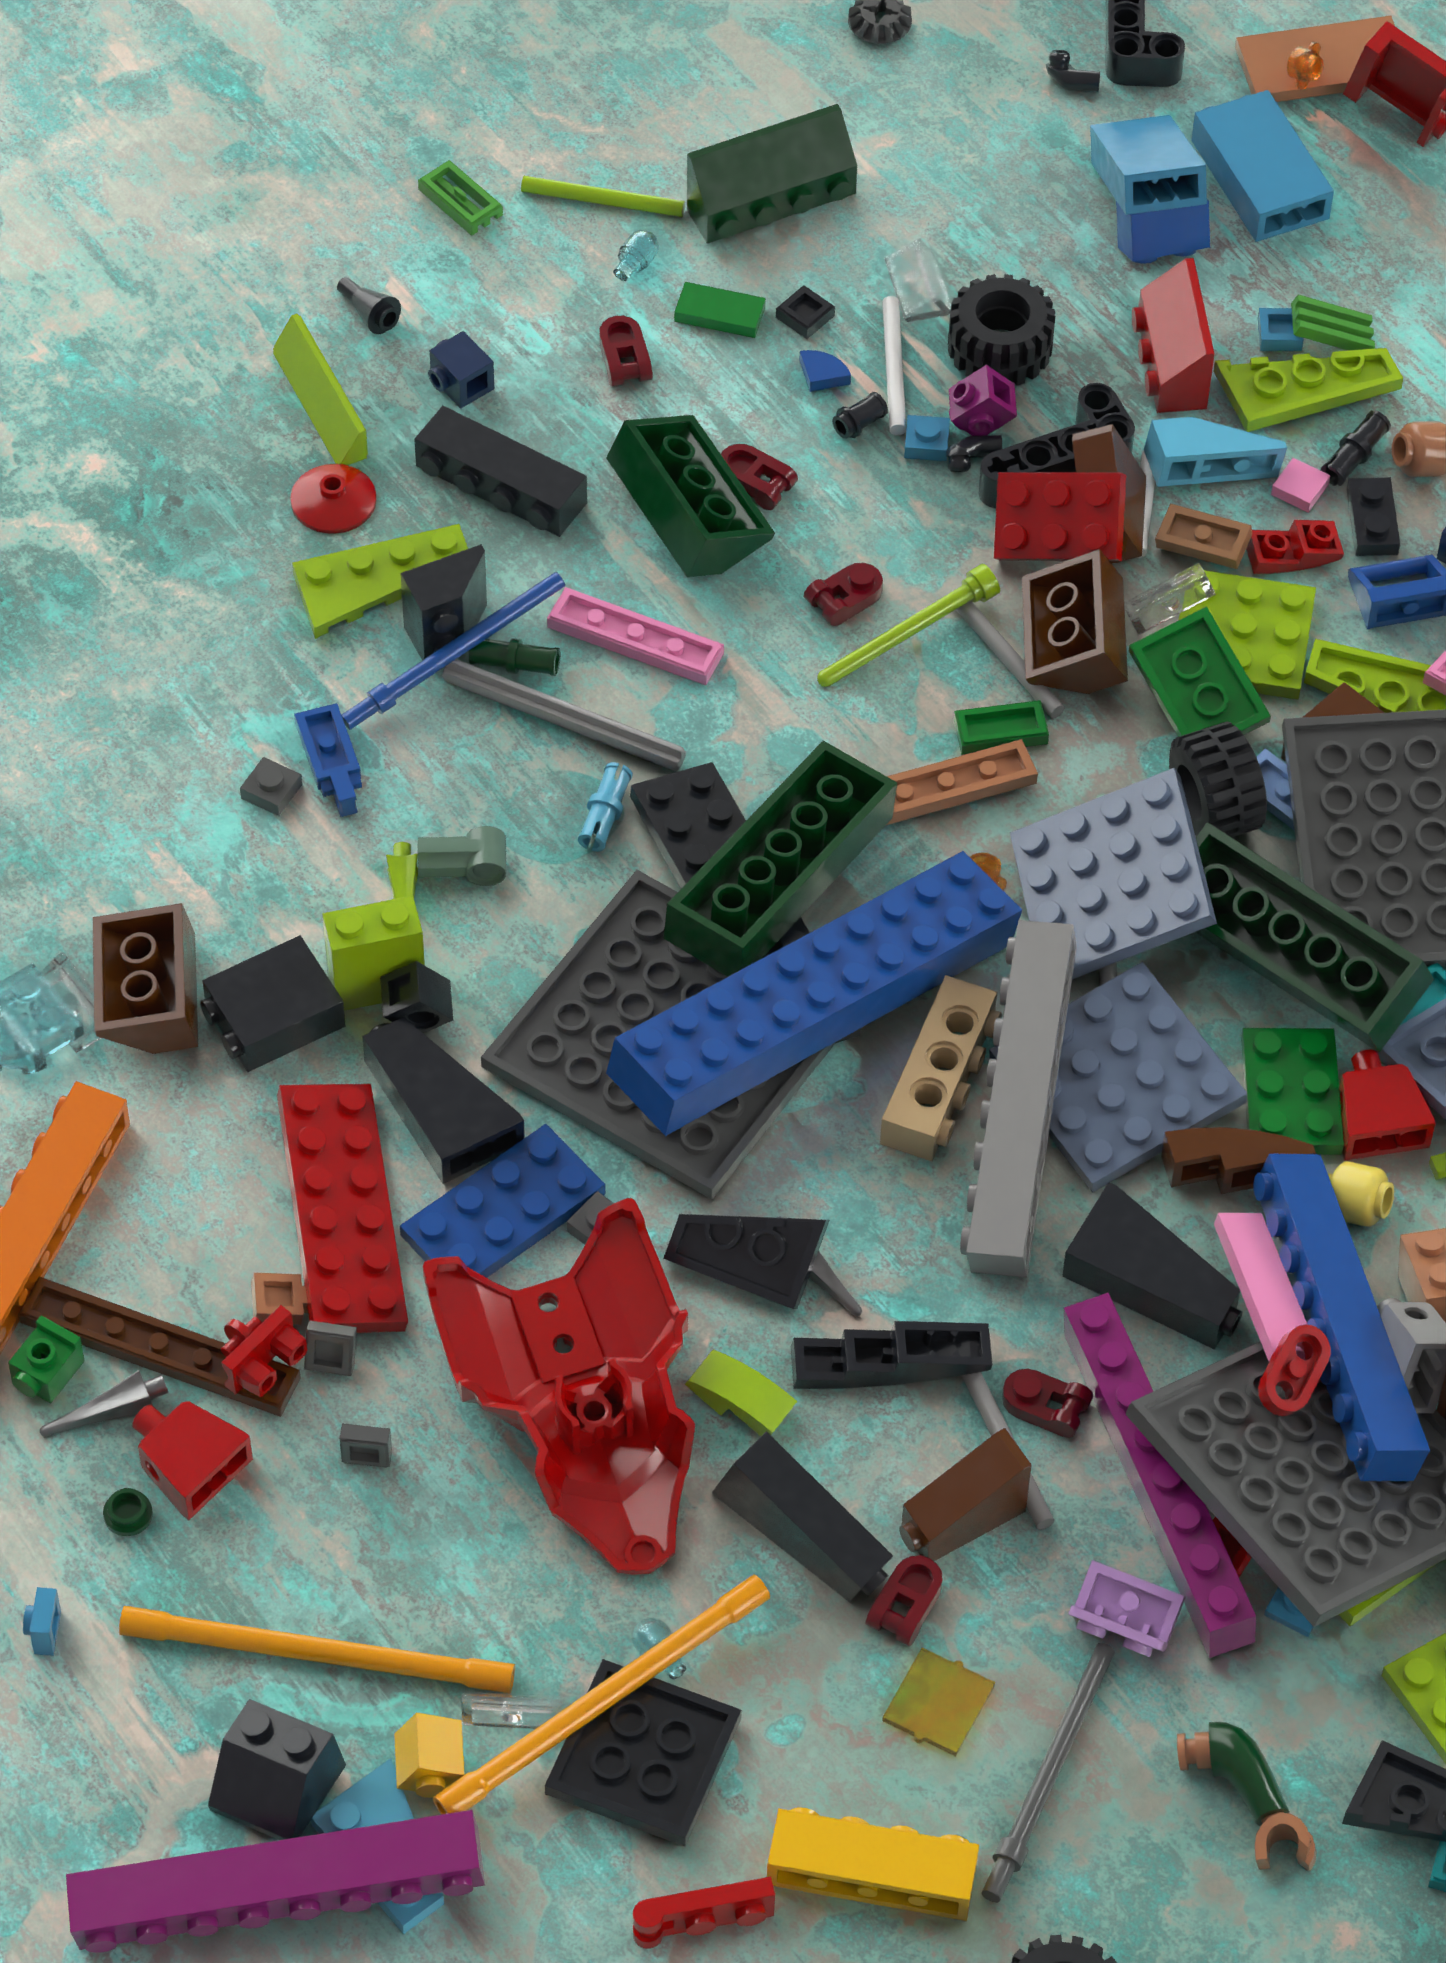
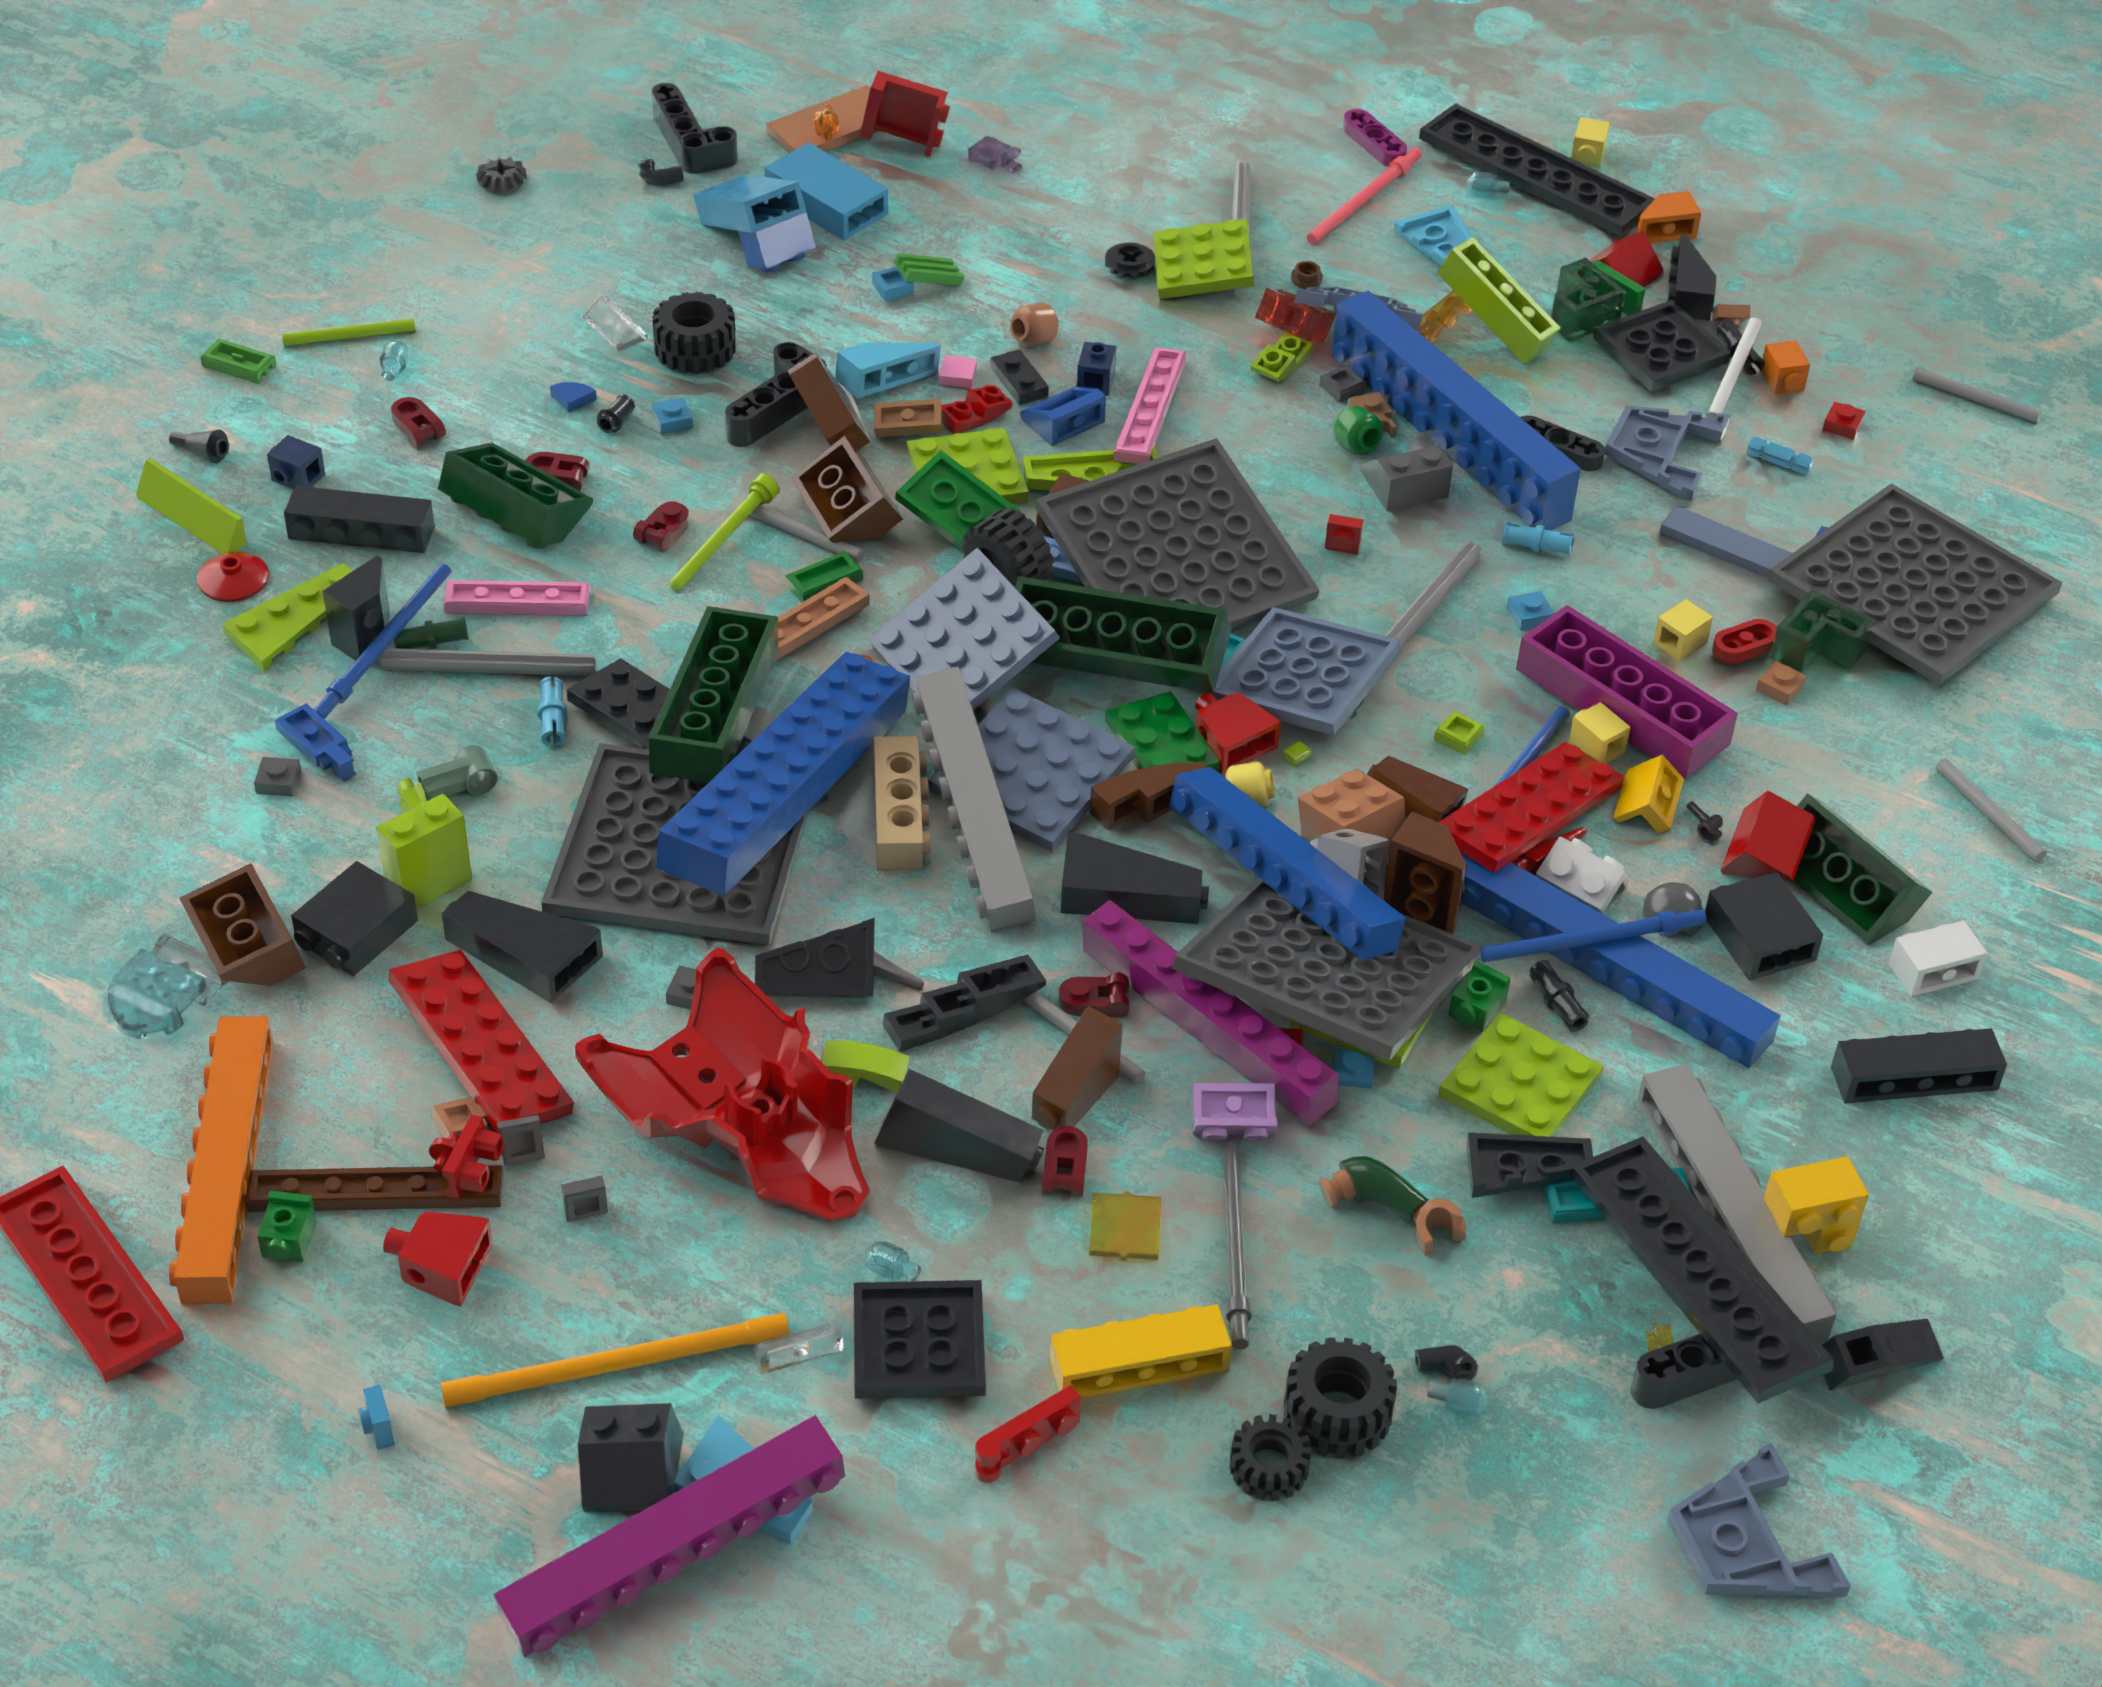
camera: 25 degrees left, 10 degrees down
(120, 1401) = (364, 1236): flat silver piece -> none
(127, 1512) = (408, 1314): dark green plate -> none
(417, 996) = (470, 871): black brick -> none
(428, 1754) = (750, 1399): yellow brick -> none
(505, 1205) = (609, 997): blue plate -> none
(719, 309) = (474, 378): green tile -> none
(727, 1610) = (935, 1212): light orange piece -> none
(770, 174) = (472, 280): dark green slope -> none
(805, 312) = (540, 363): black tile -> none
(894, 365) = (624, 378): white bar -> none
(971, 446) = (705, 414): black arm -> none
(982, 402) = (704, 379): magenta brick -> none
(1059, 515) = (800, 426): red plate -> none
(1168, 599) = (906, 460): clear slope -> none
(1175, 340) = (825, 302): slope -> none
(1260, 1277) = (1221, 862): bright pink tile -> none
(1290, 389) = (928, 310): lime wing -> none
(1292, 1373) = (1279, 899): red plate -> none
(1356, 447) = (985, 337): black pin -> none

